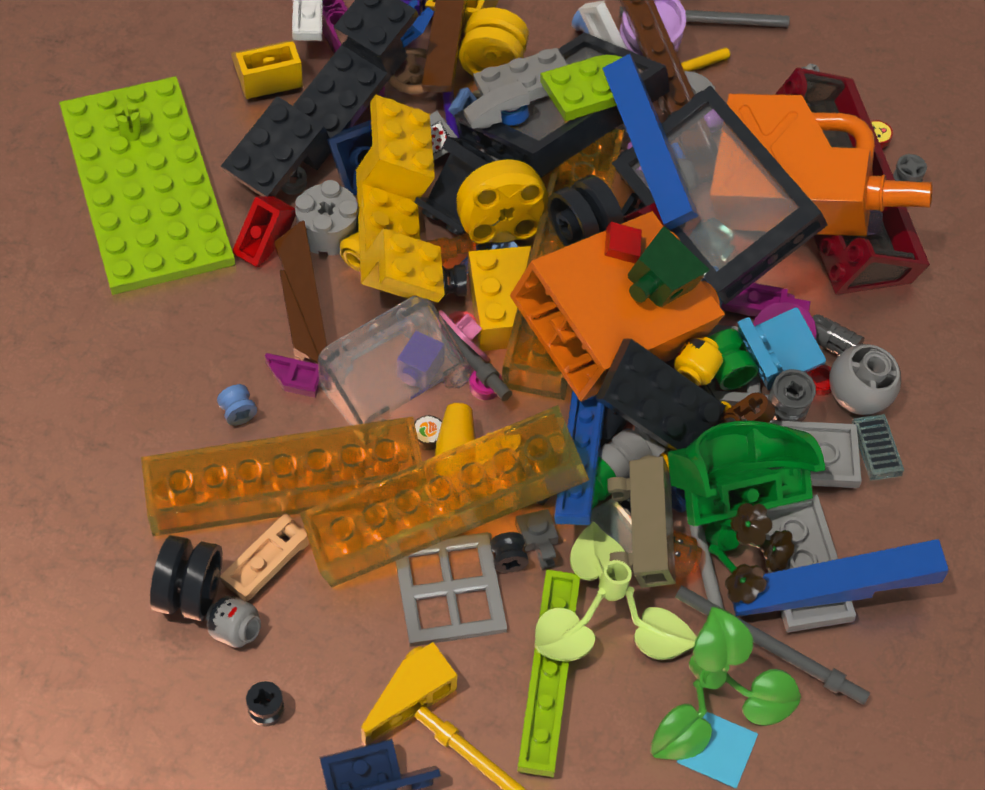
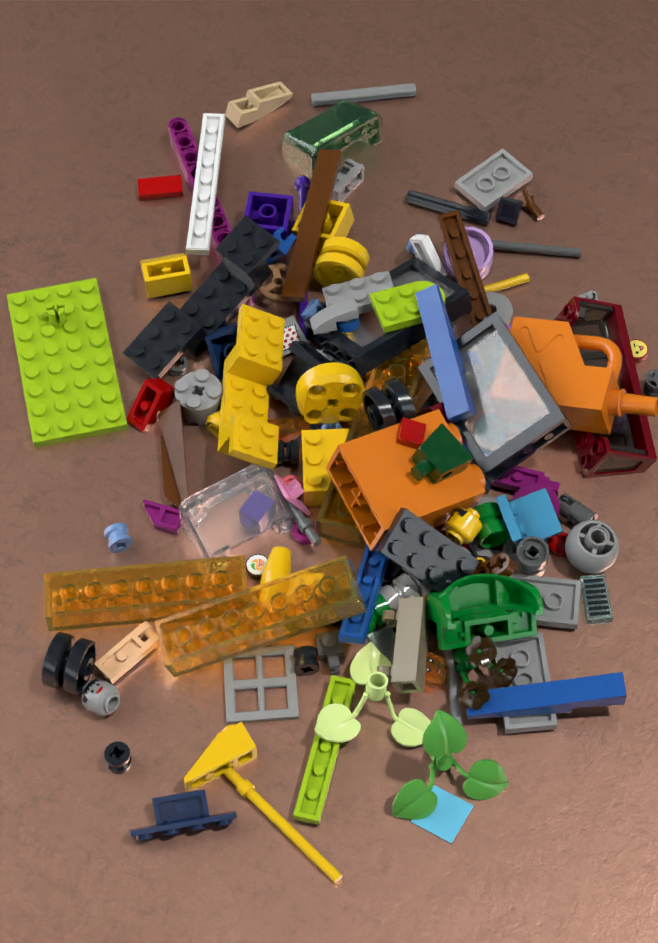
camera: 10 degrees right, 0 degrees up
(833, 680) = (533, 770): dark grey bar -> none

